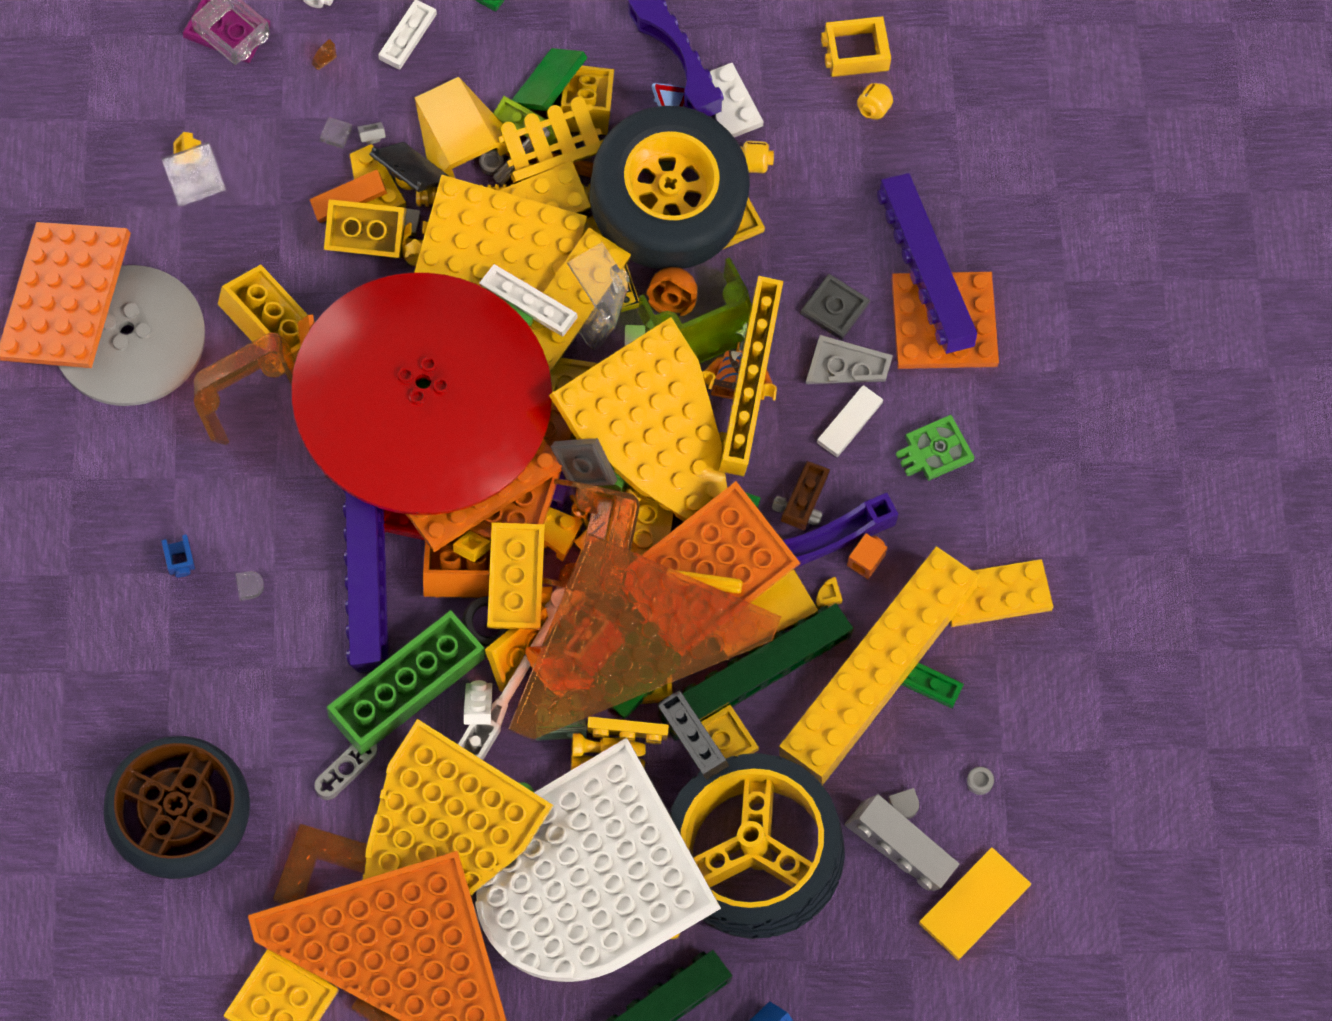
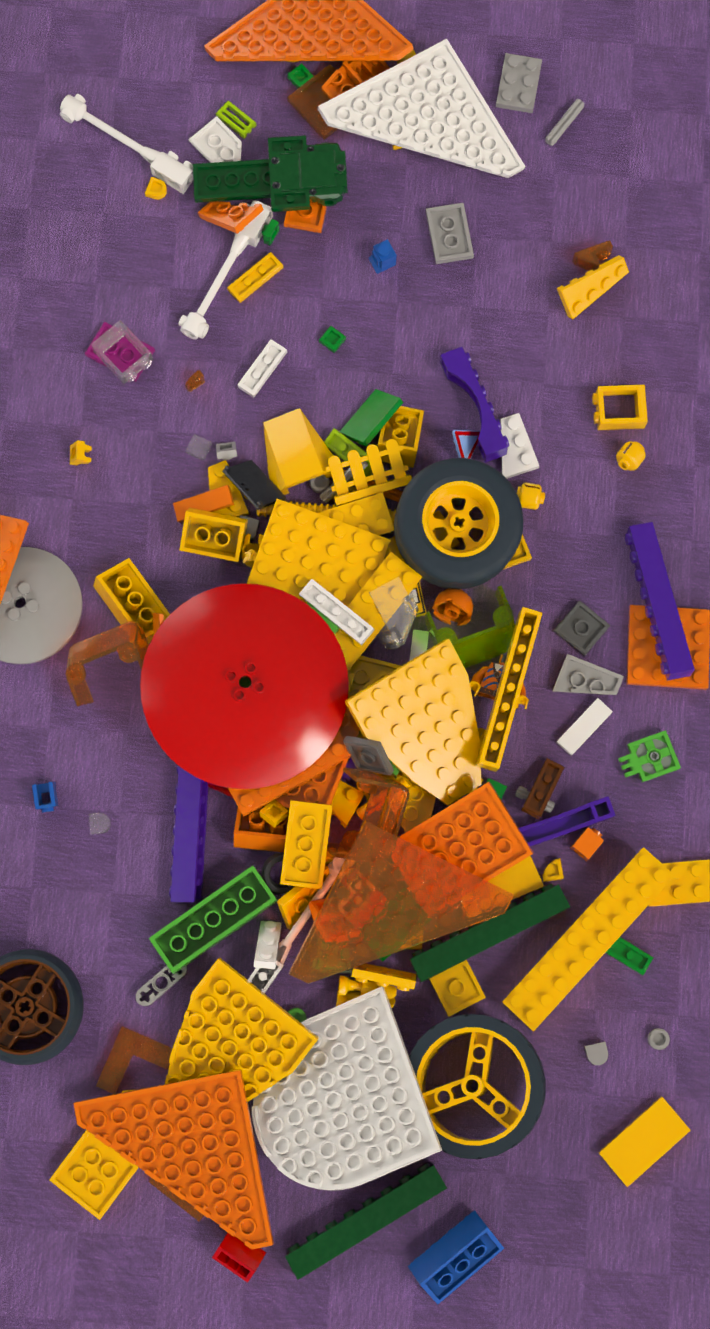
camera: 10 degrees right, 10 degrees up
(193, 174) = (82, 476): clear plate -> none
(693, 735) = (434, 992): plate -> none
(722, 583) = (460, 861): yellow axle -> none
(902, 842) = (591, 1088): light grey wedge -> none

